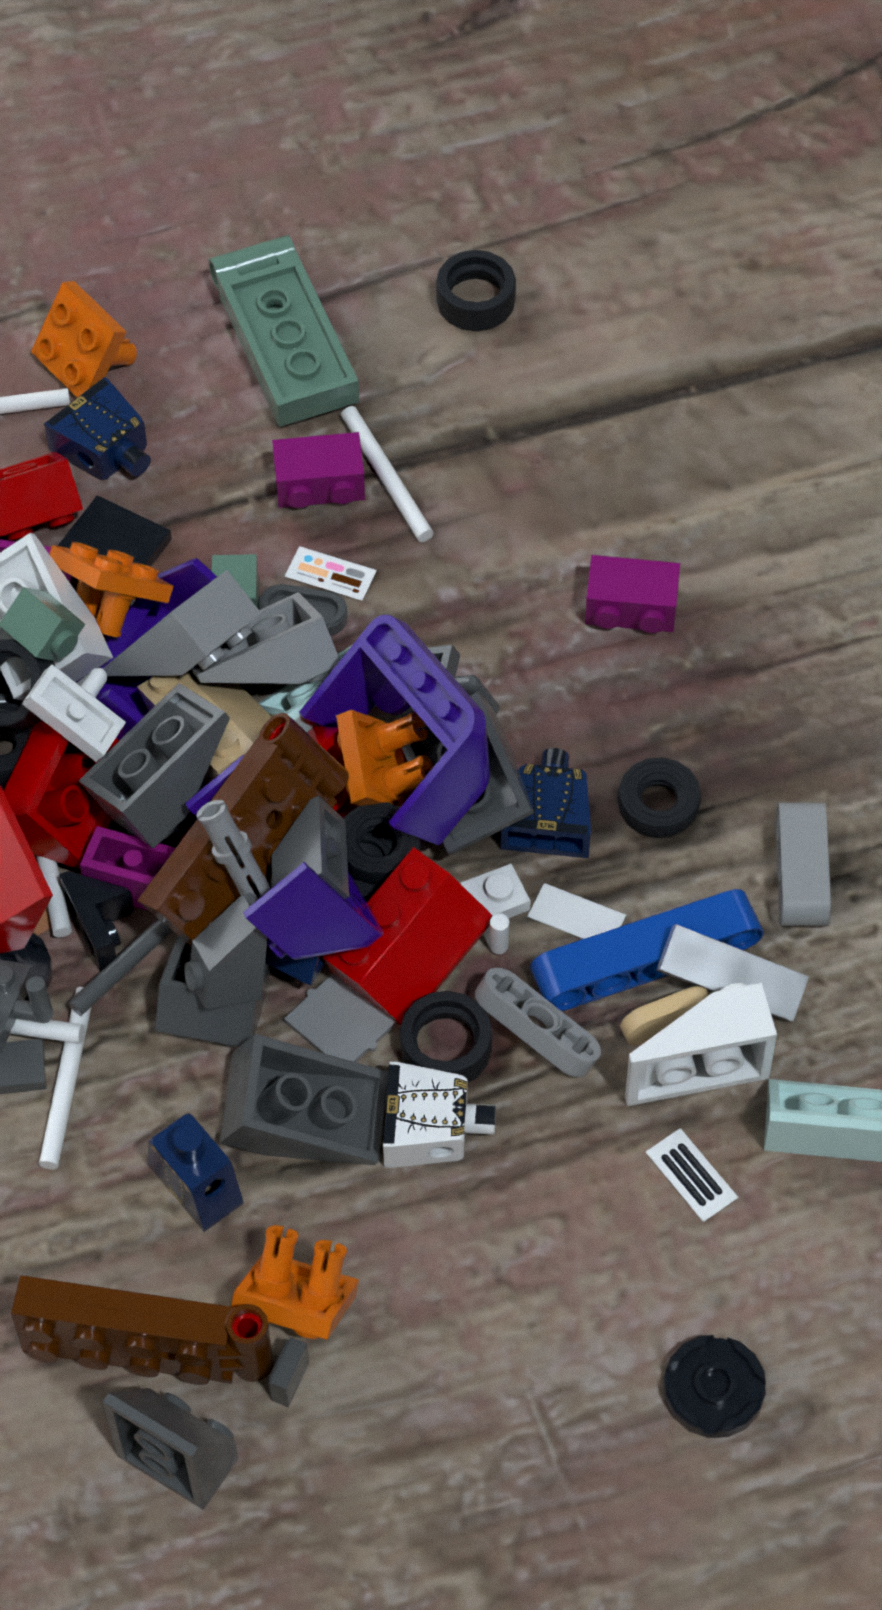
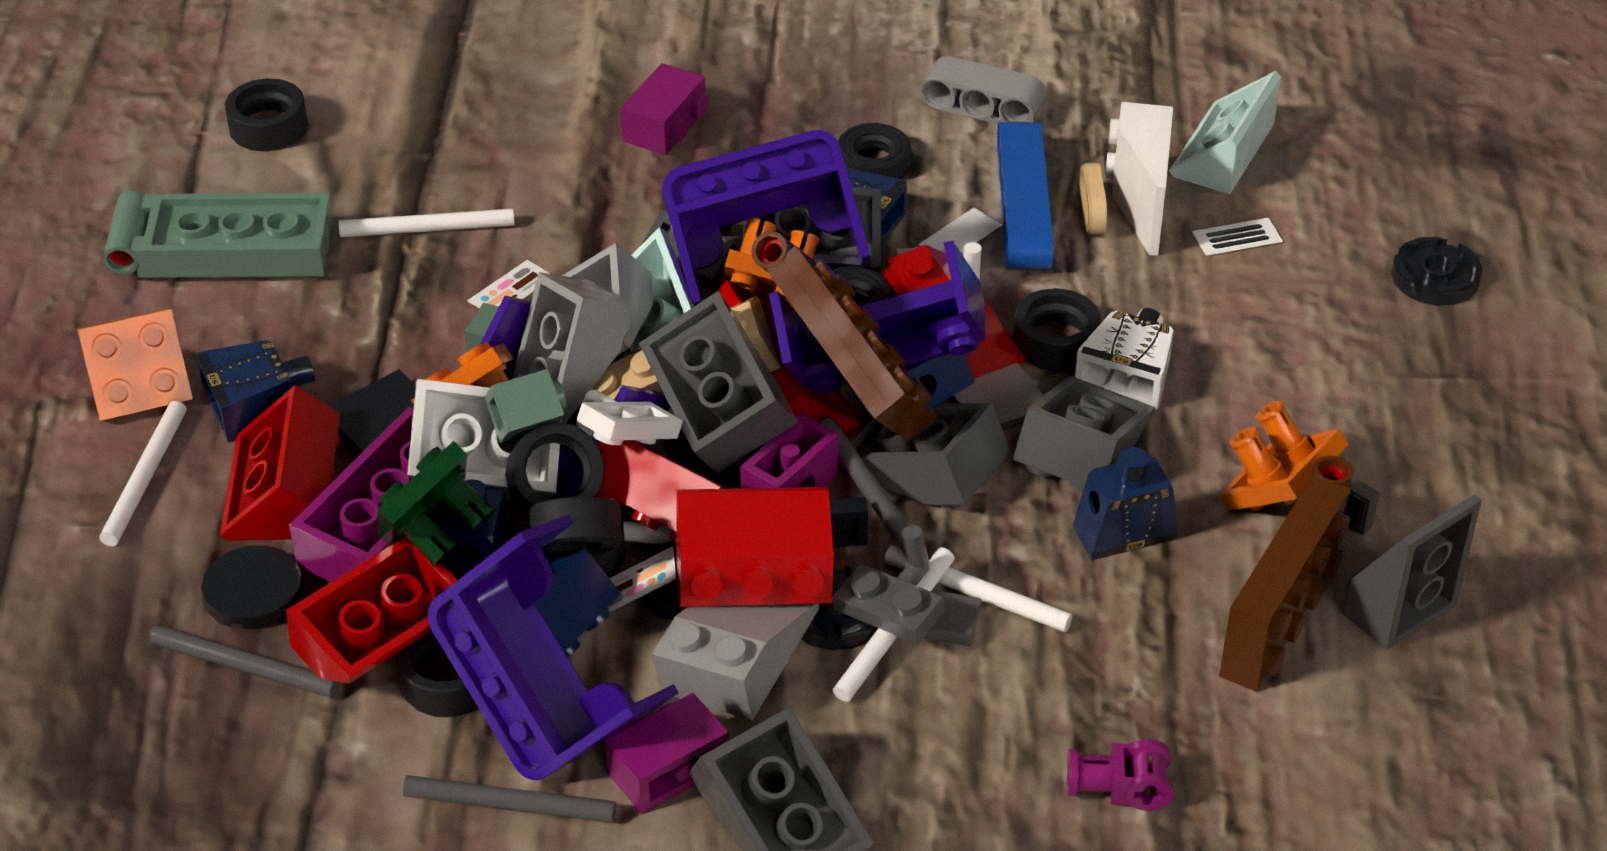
camera: 70 degrees left, 15 degrees down
(218, 825) = (883, 313): light grey pin -> none
(228, 959) = (954, 380): dark grey slope -> none
(317, 840) = (897, 296): dark grey slope -> none
(318, 470) = (401, 255): magenta brick -> none
(571, 1053) = (1068, 267): light grey beam -> none
(716, 965) = (1071, 146): tile -> none

